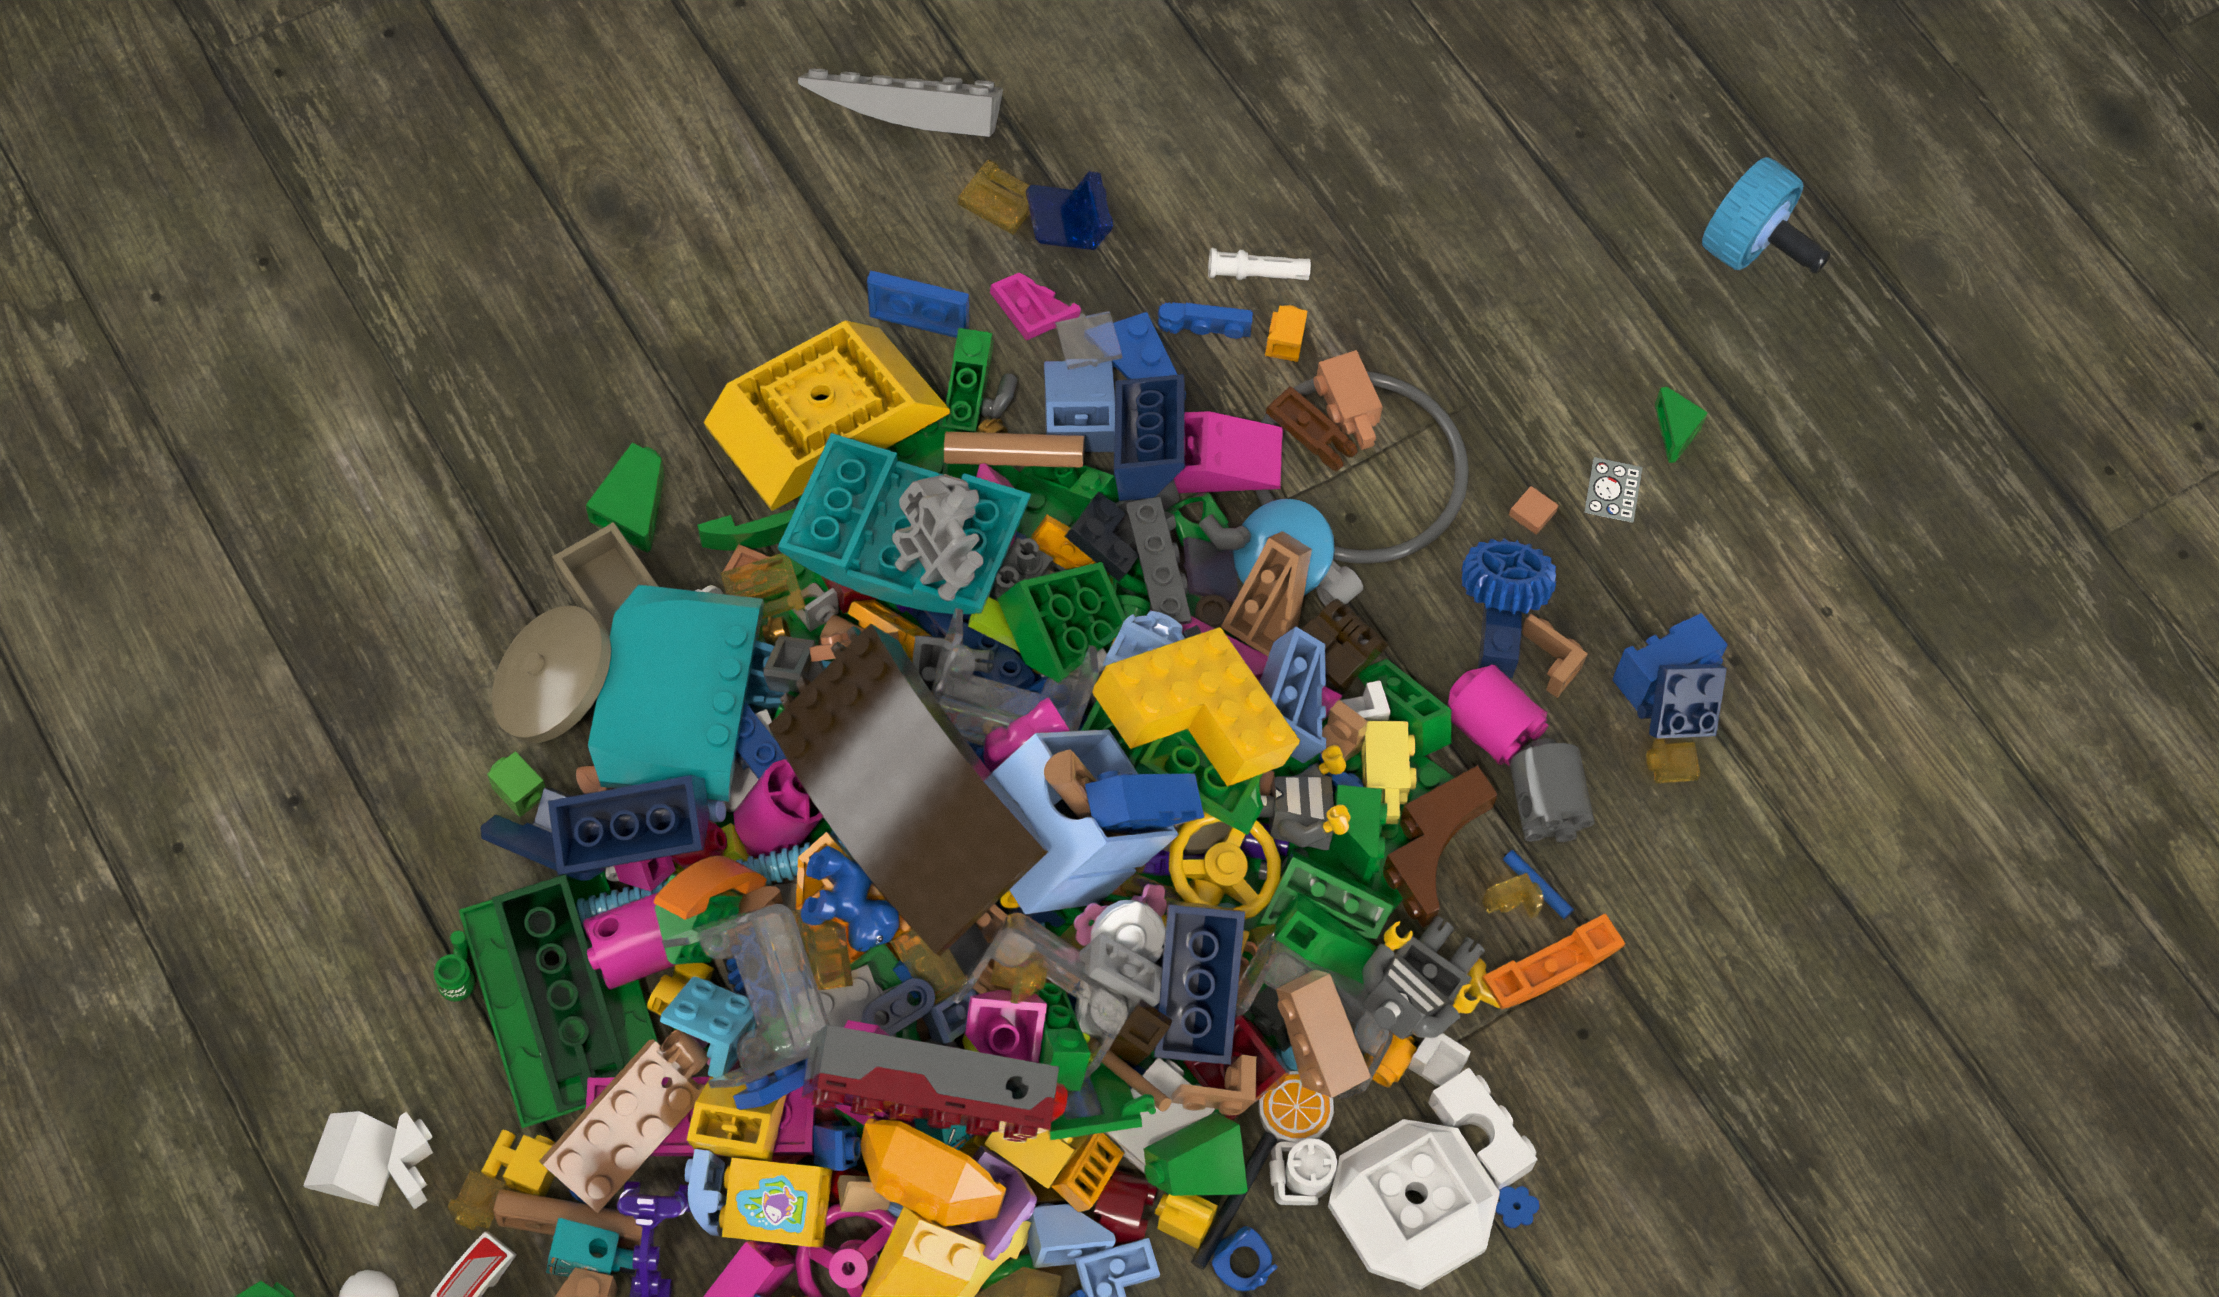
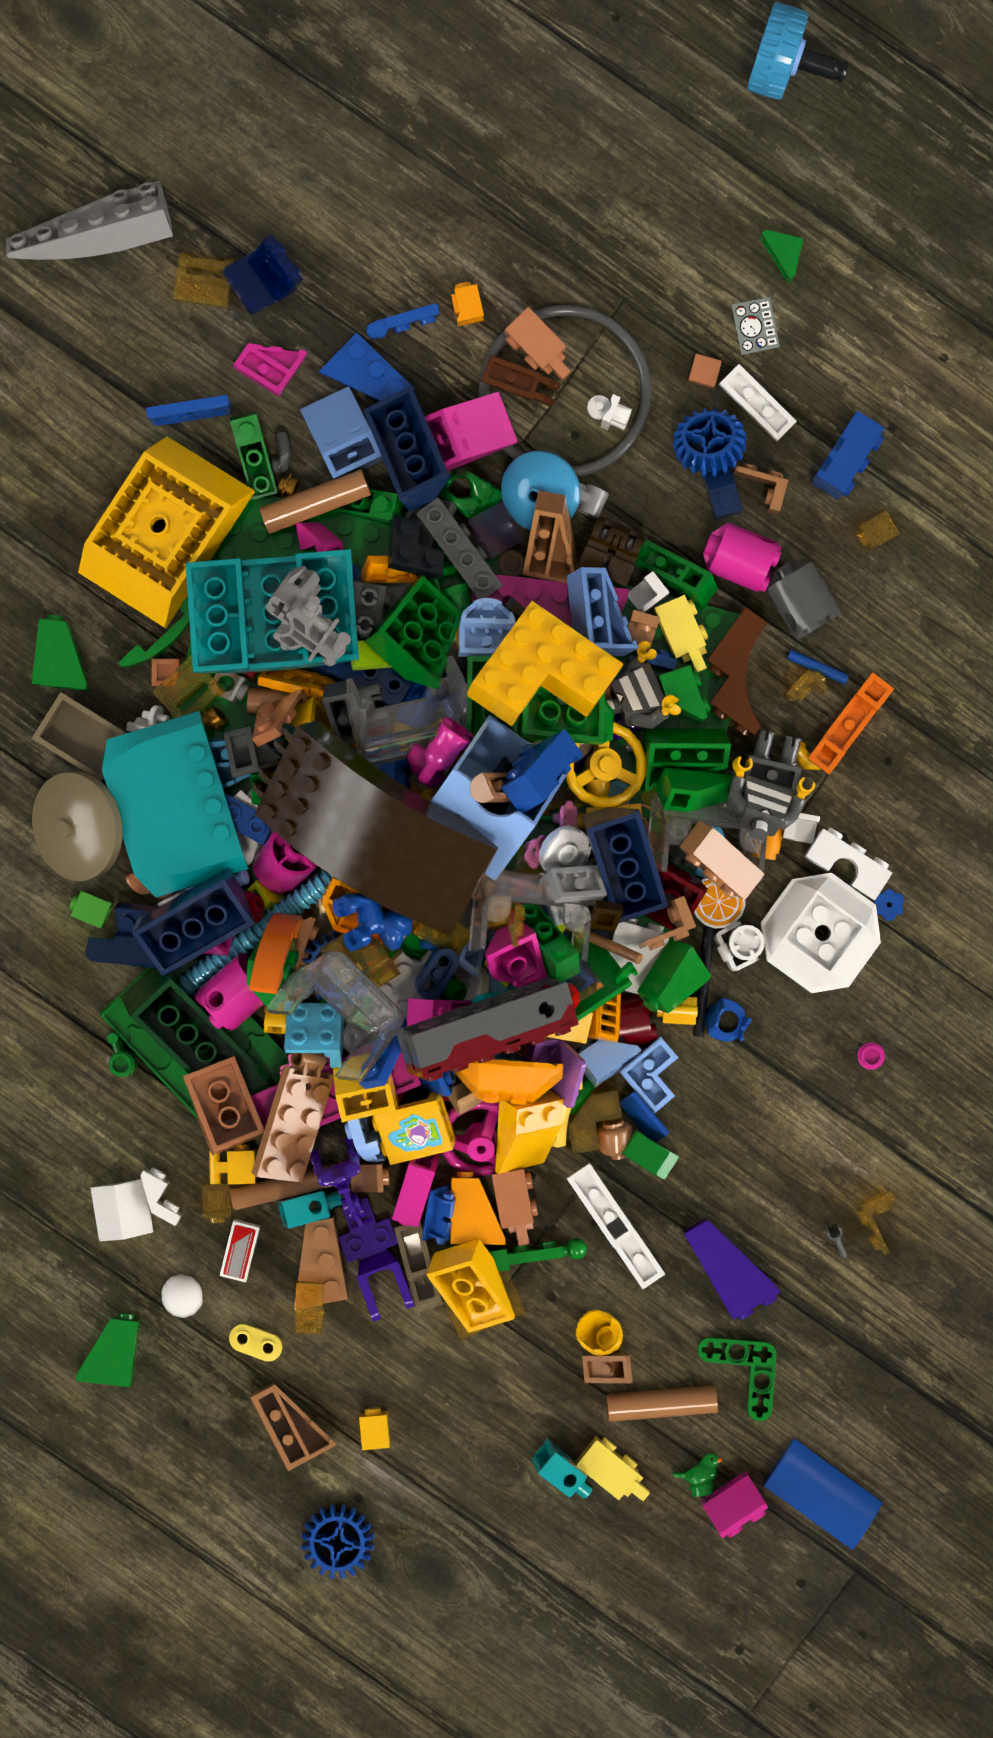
camera: 25 degrees left, 25 degrees up
(548, 1072) = (223, 1106): none -> nougat slope
(688, 1249) = (371, 1178): none -> medium nougat slope
(1088, 340) = (325, 378): clear piece -> none
(1225, 537) = (496, 503): dark grey arm -> none
(1243, 265) = (410, 259): white pin -> none
(1405, 496) = (609, 411): none -> white hips
(1583, 565) = (757, 402): none -> white plate
(1686, 701) = (871, 490): dark blue plate -> none

